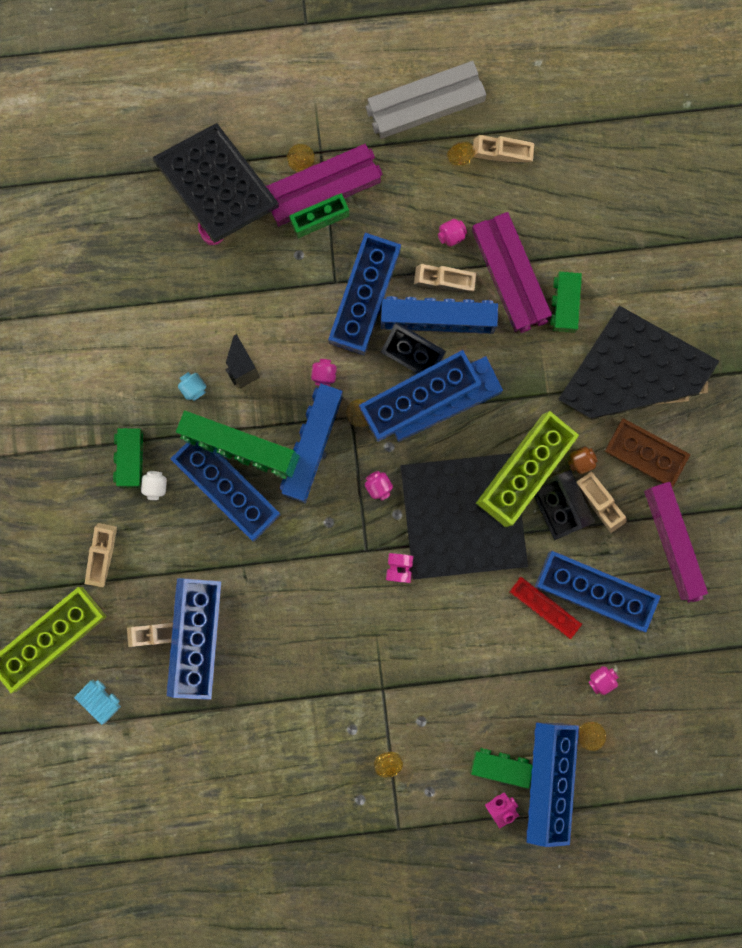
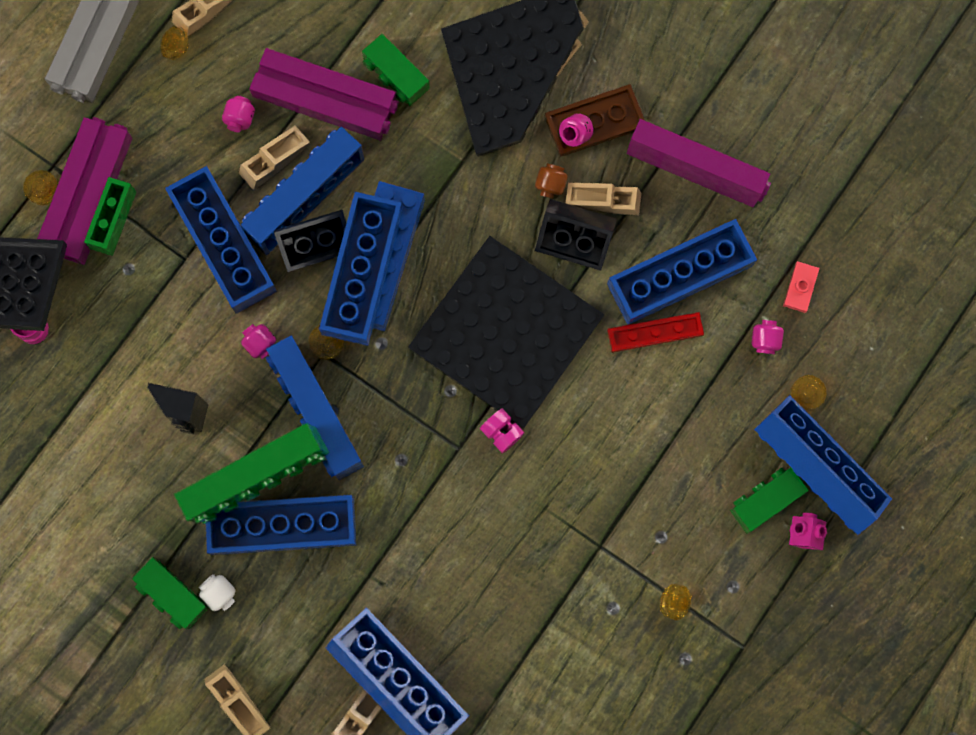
camera: 50 degrees left, 5 degrees down
(192, 386) = (157, 474): medium azure head -> none
(378, 485) = (408, 383): dark pink head -> none
(527, 469) = (515, 235): lime brick -> none
(627, 447) = (576, 130): none -> dark pink head
(655, 674) = (801, 287): none -> coral plate

